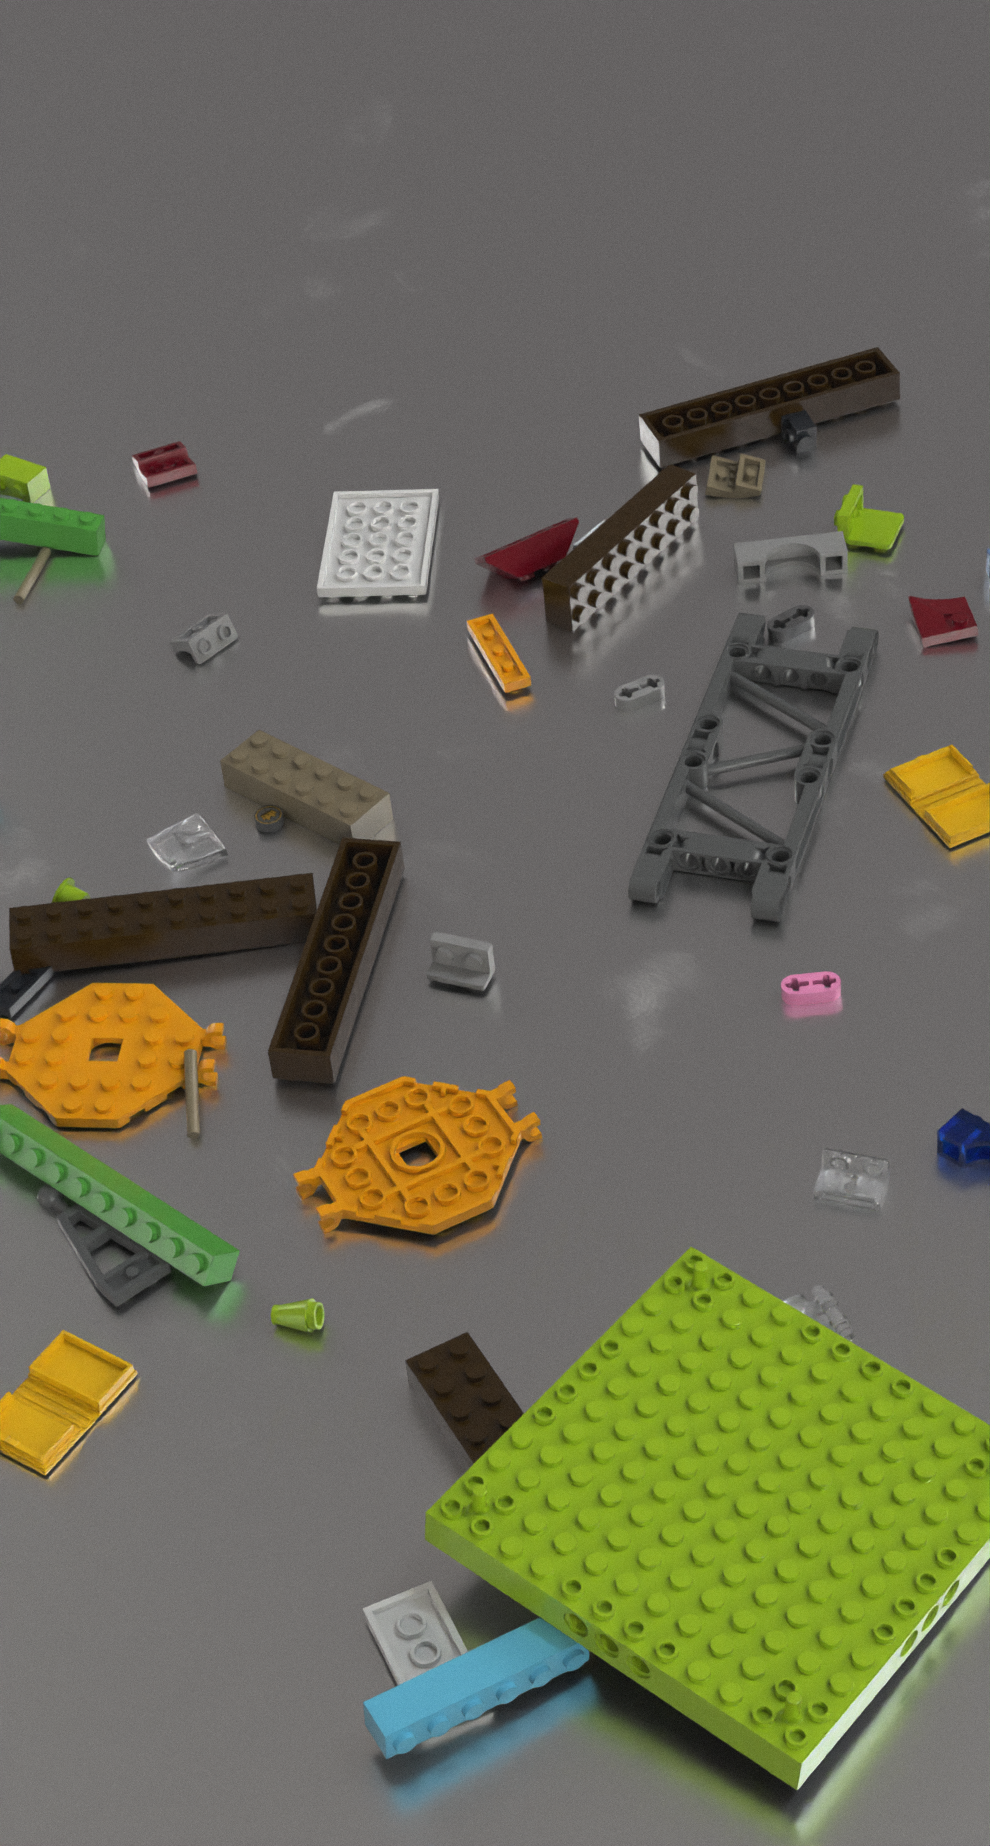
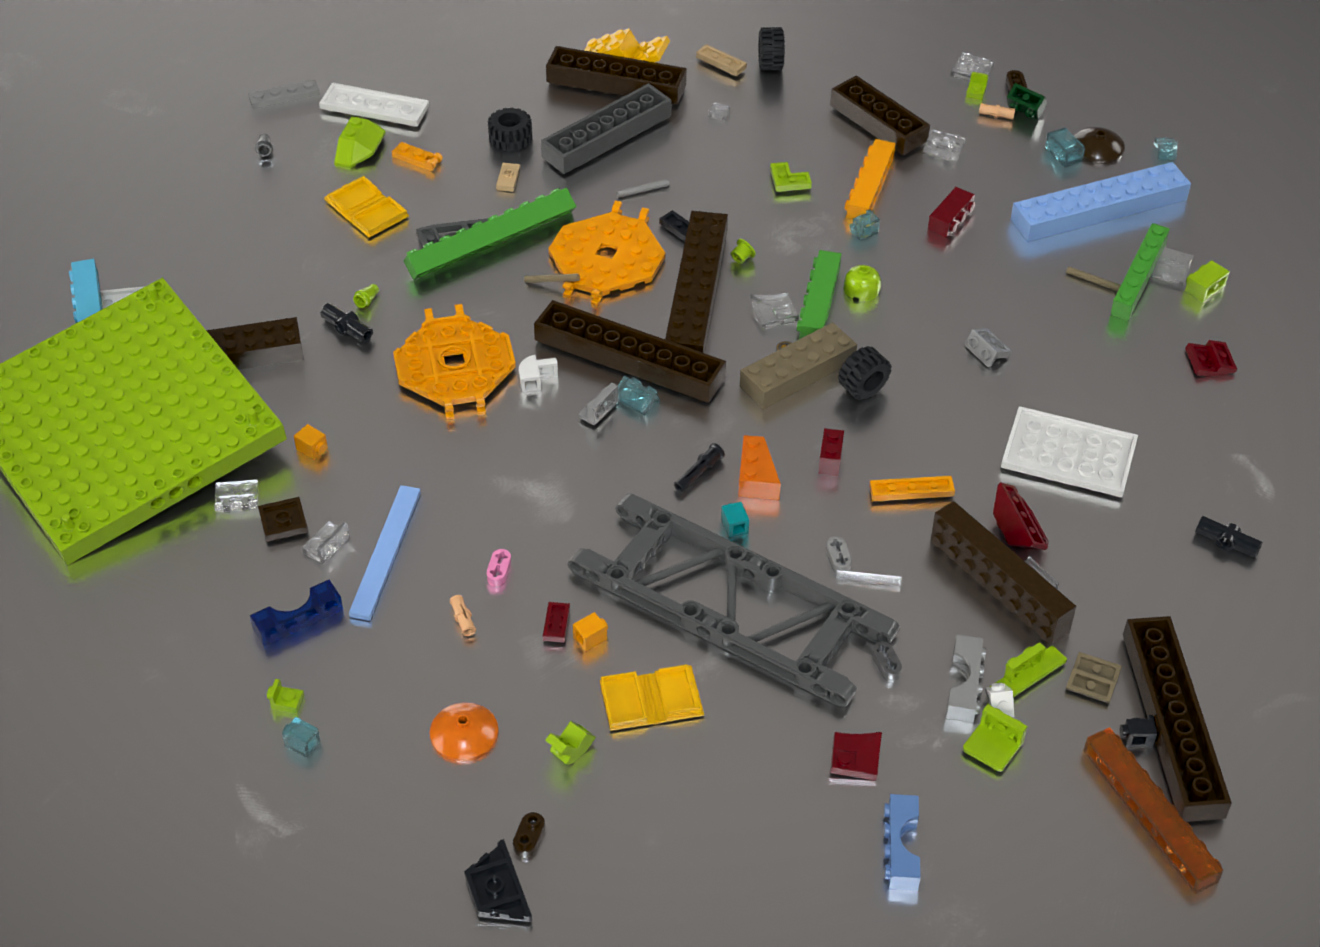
camera: 100 degrees right, 5 degrees up
(104, 770) = (862, 283): none -> lime cylinder
(146, 801) = (820, 292): none -> bright green brick
(316, 710) = (864, 373): none -> black tyre
(375, 1317) = (346, 323): none -> black piece
(416, 940) = (635, 395): none -> clear light blue bracket
(419, 1057) = (533, 370): none -> white brick
(466, 726) = (831, 452): none -> dark red brick
(475, 412) = (1228, 536): none -> black piece
(525, 785) = (757, 471): none -> orange wedge
(530, 838) = (704, 462): none -> black pin
(624, 786) = (735, 519): none -> teal brick
(661, 1257) = (310, 442): none -> light orange brick
(664, 663) = (865, 577): none -> clear bar
(753, 515) = (1031, 667): none -> lime bracket
(805, 522) = (1001, 697): none -> white bracket
(835, 1244) = (283, 519): none -> dark brown plate
(836, 1113) = (384, 553): none -> light blue tile
(879, 904) = (556, 622): none -> dark red plate
(881, 866) = (590, 631): none -> light orange brick
(897, 412) = (1153, 810): none -> clear orange brick
(915, 994) = (462, 615): none -> light nougat pin

